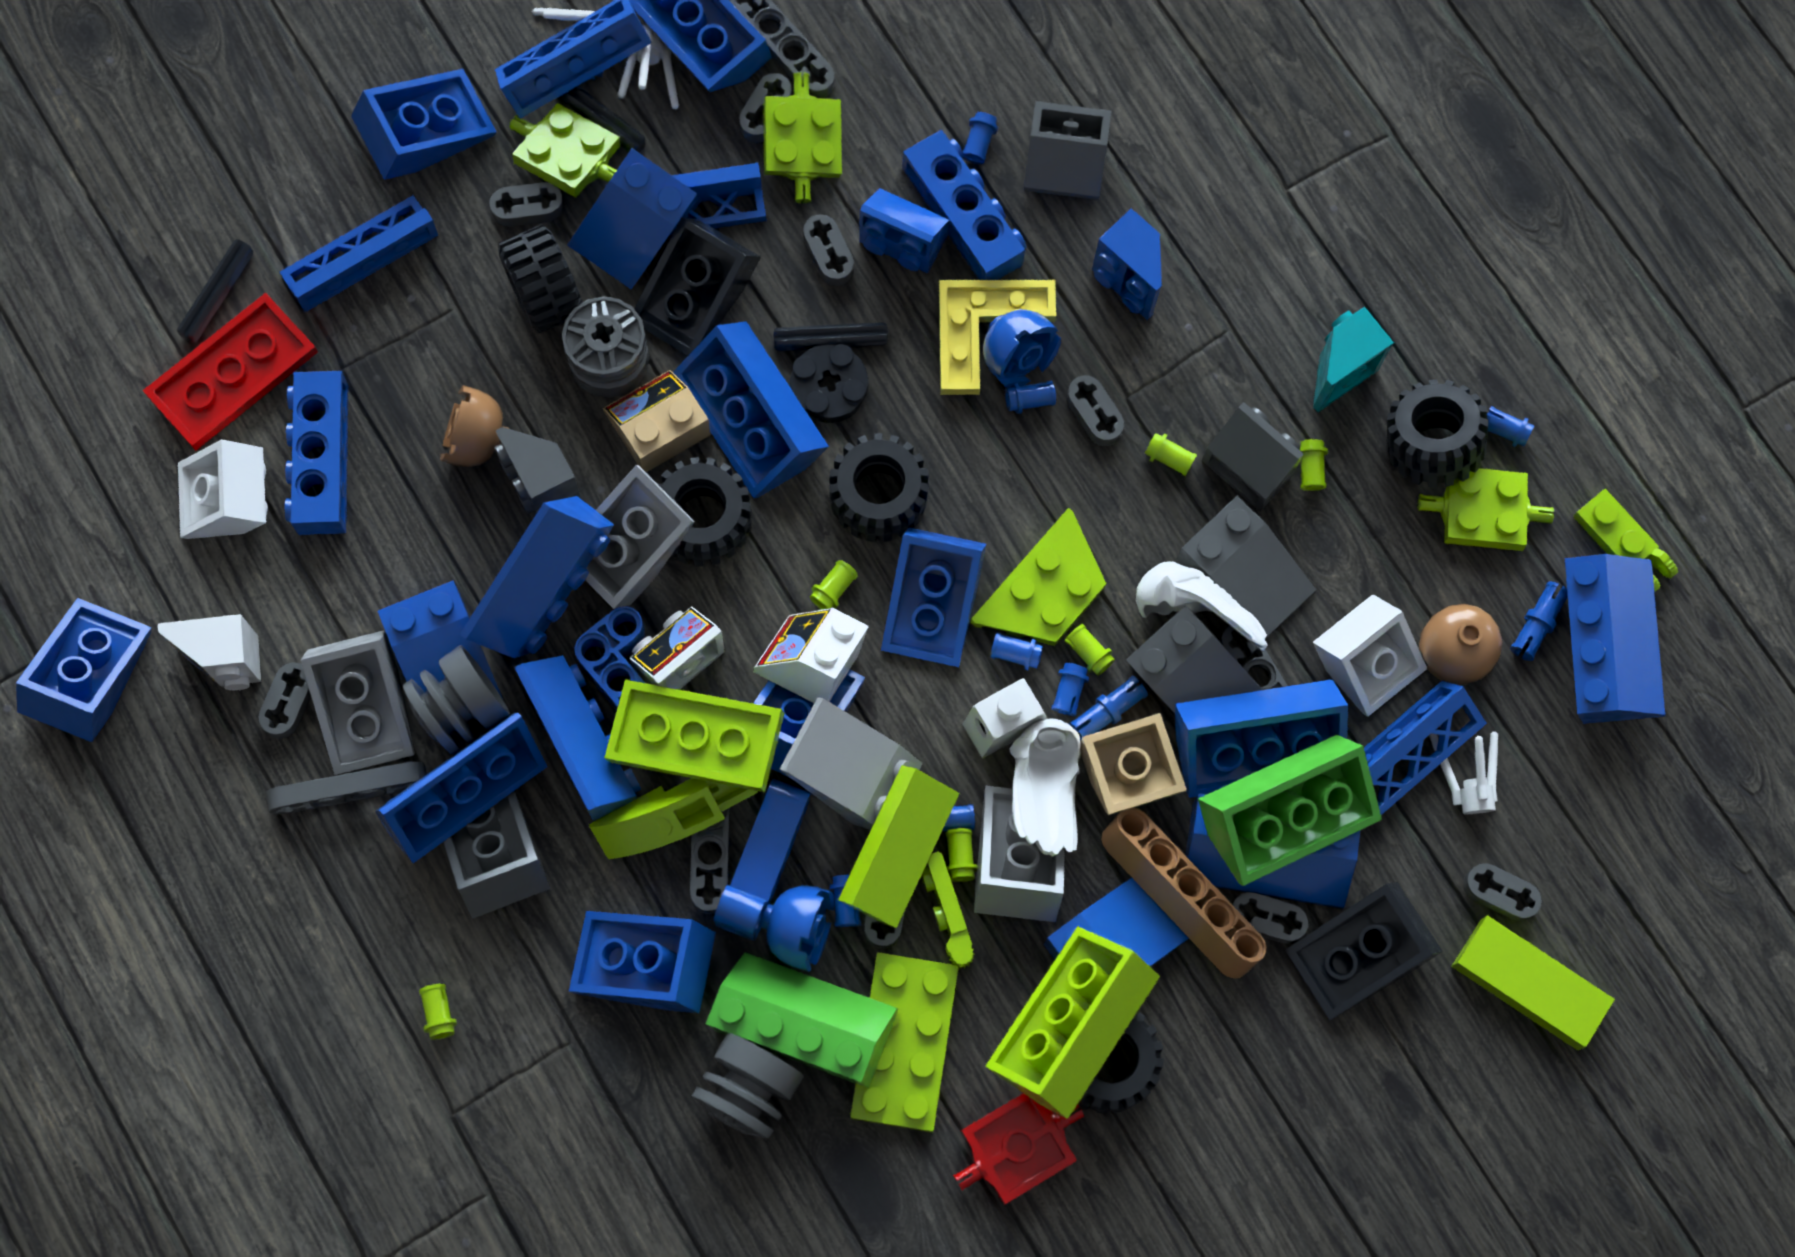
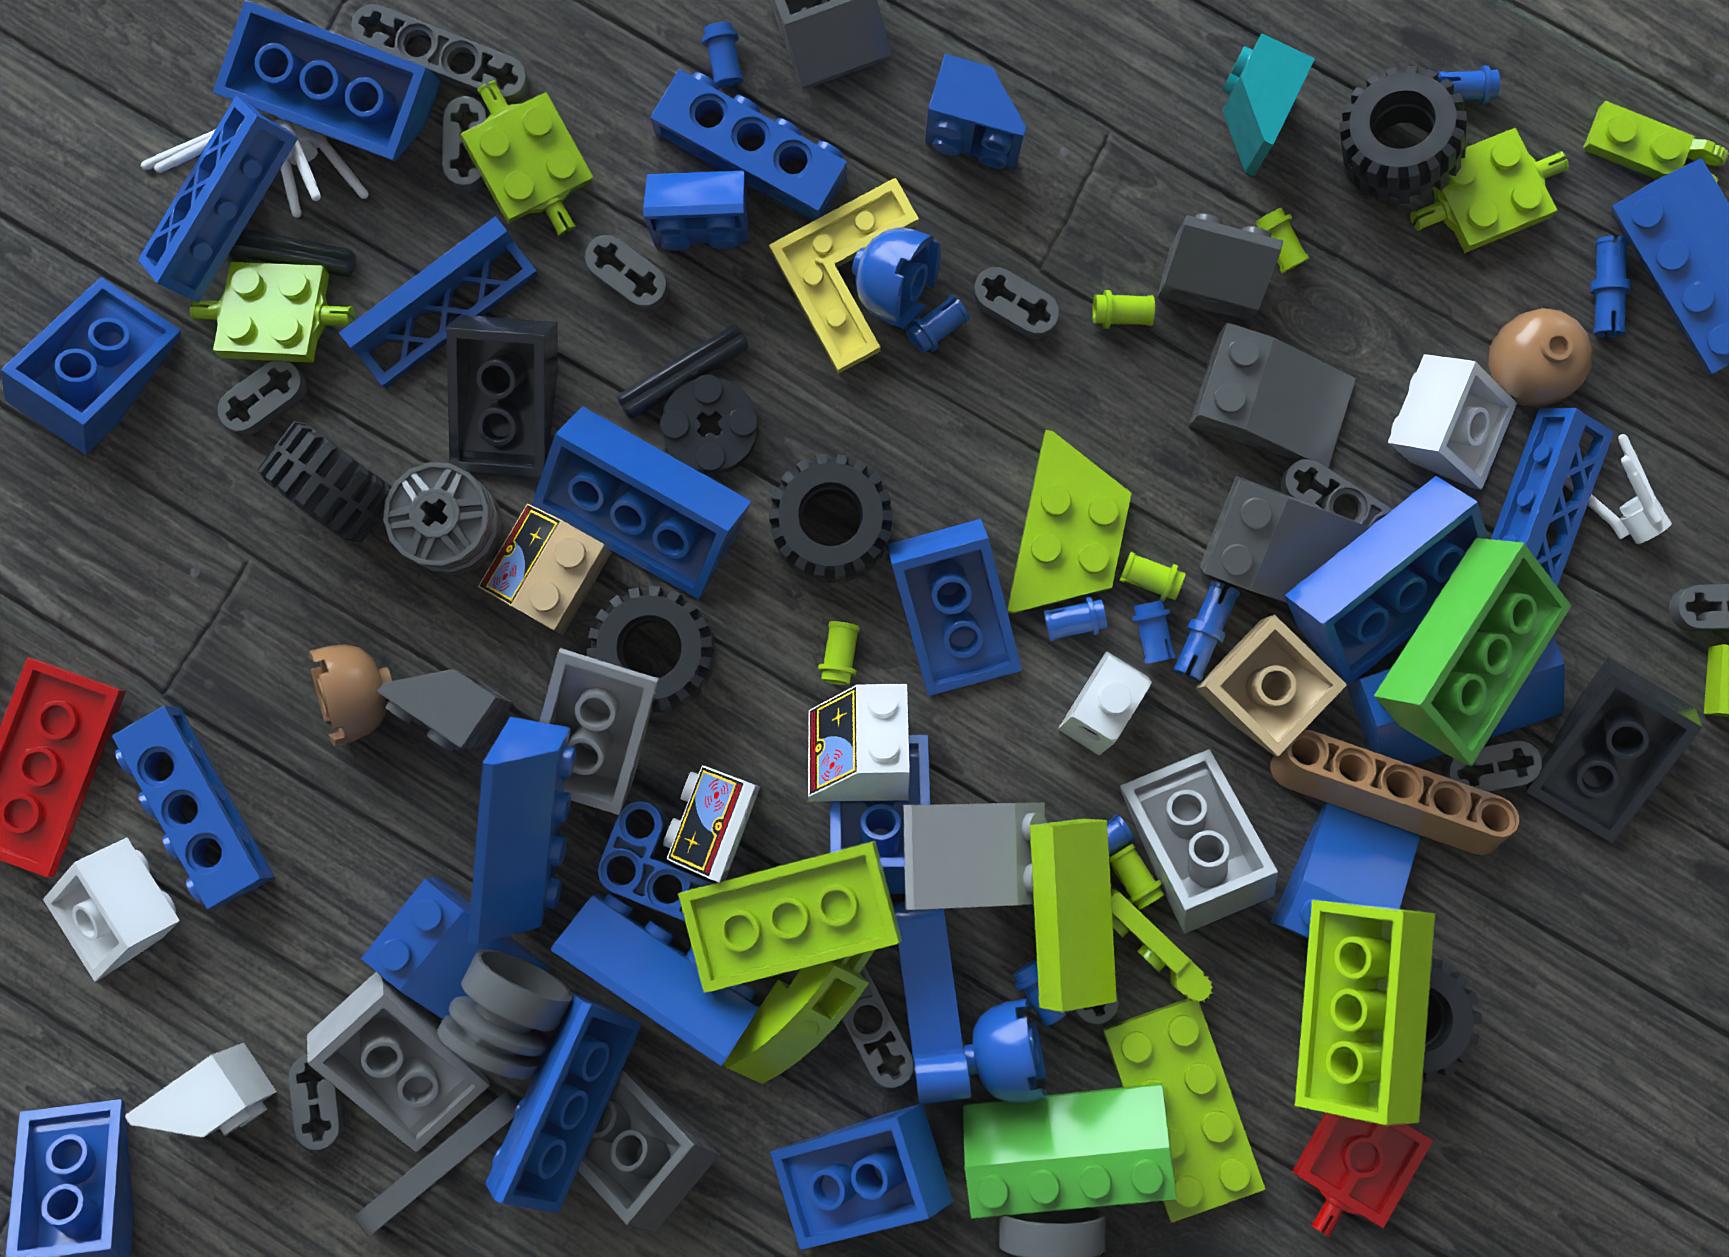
camera: 25 degrees left, 10 degrees up
(362, 258) = (114, 558): blue fence -> none
(632, 218) = (391, 355): blue slope -> none
(1045, 785) = (1191, 761): white hair -> none
(1173, 586) = (1224, 456): white hair -> none

